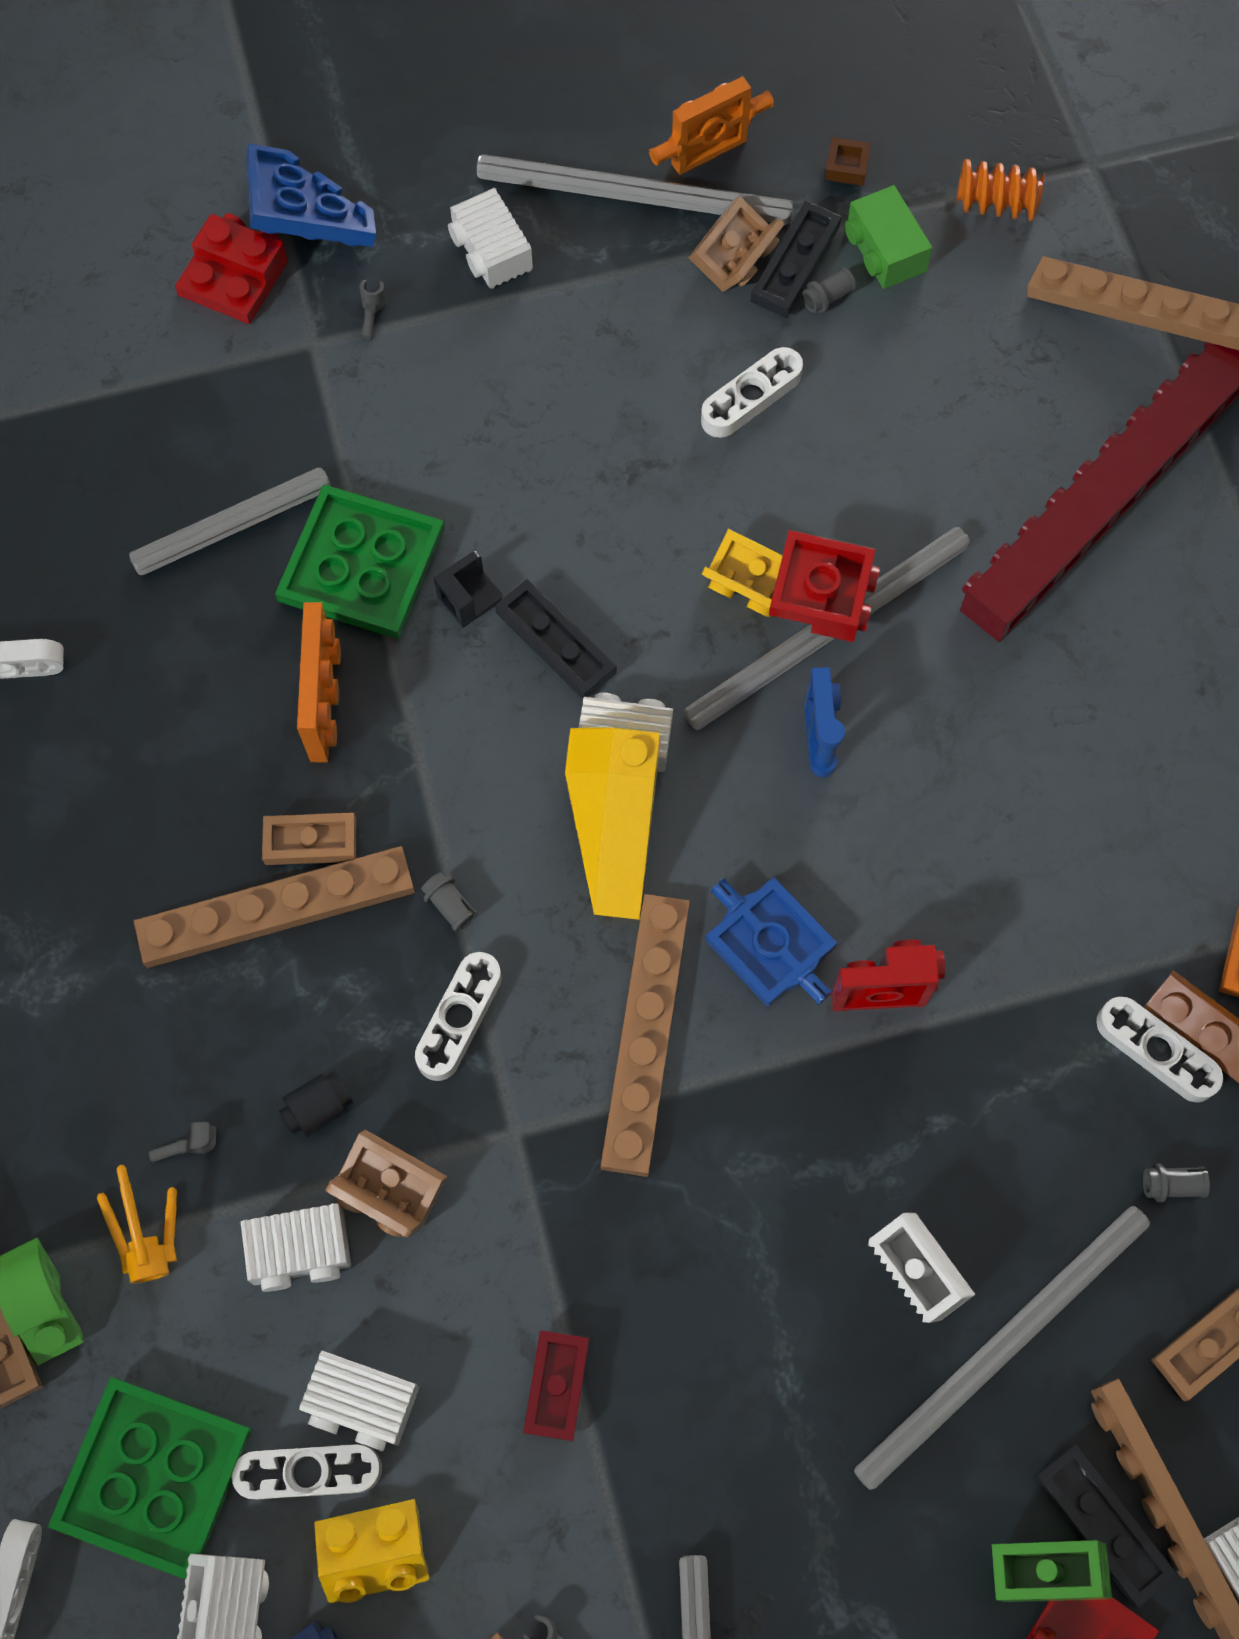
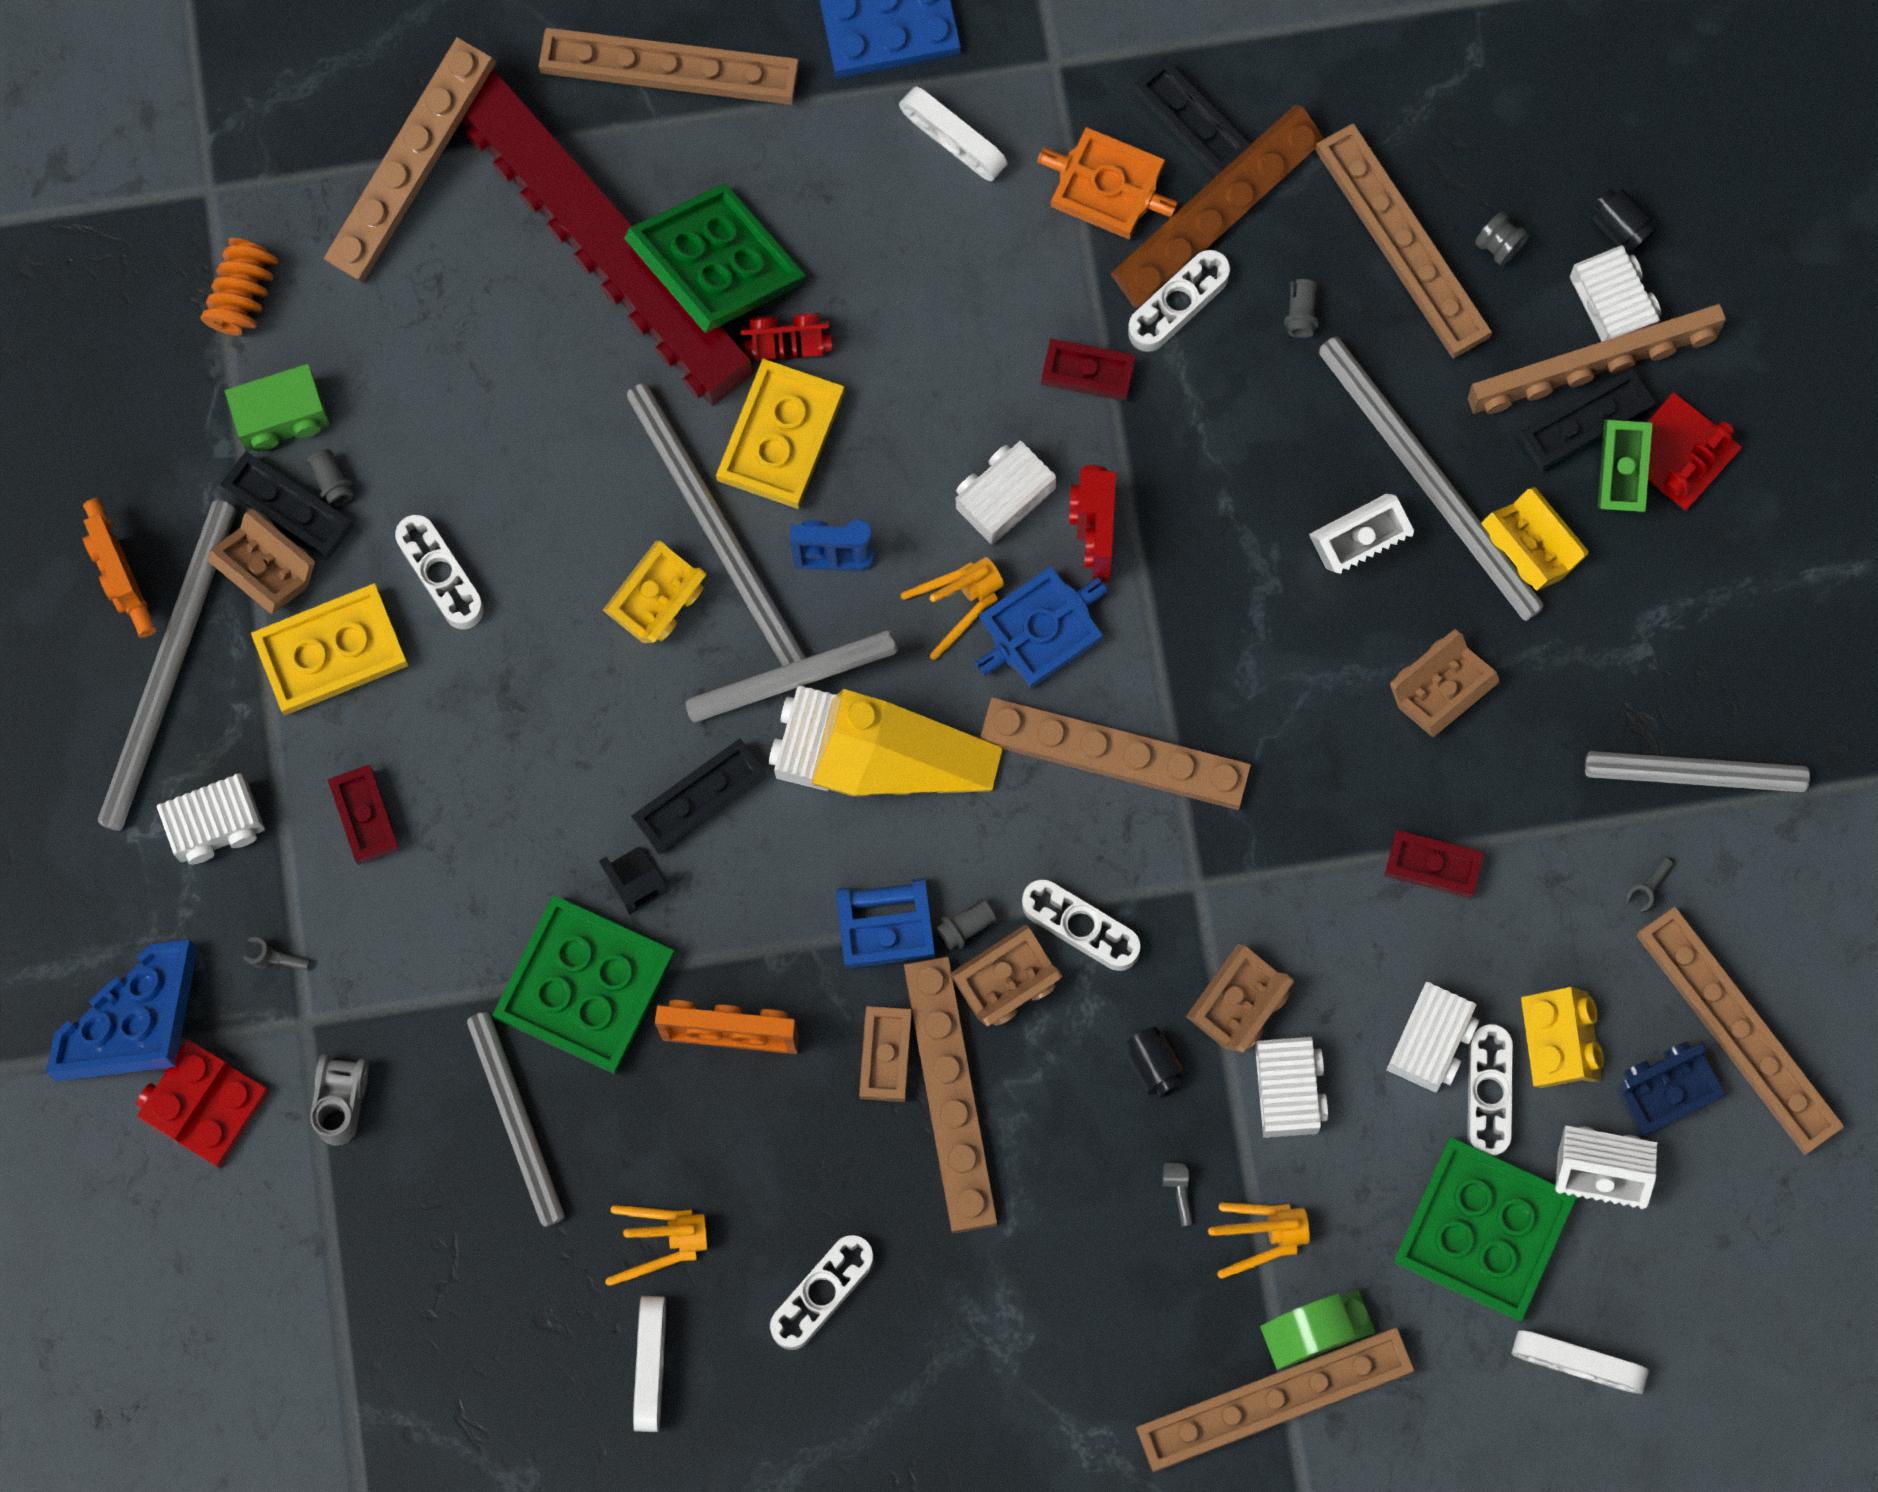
camera: 80 degrees left, 5 degrees up
(65, 790) = (852, 1273): none -> white beam
(123, 678) = (684, 1232): none -> light orange plant
(241, 370) = (338, 1089): none -> light grey piece
(394, 945) = (1006, 977): none -> medium nougat bracket
(428, 827) = (889, 936): none -> blue plate
(508, 358) = (363, 814): none -> dark red plate
(663, 311) = (329, 649): none -> yellow plate
(685, 706) = (791, 676): none -> light grey axle
(763, 1378) = (1442, 683): none -> medium nougat bracket
(811, 872) = (975, 581): none -> light orange plant
(825, 585) = (688, 522): red plate -> none
(847, 161) = (172, 436): reddish brown plate -> none
(911, 889) = (1004, 491): none -> white brick
(939, 670) = (780, 433): none -> yellow plate
(946, 1471) = (1535, 539): none -> yellow bracket
(1038, 655) = (763, 342): none -> red hinge
(1062, 961) = (1088, 369): none -> dark red plate
(1109, 580) = (714, 257): none -> green plate

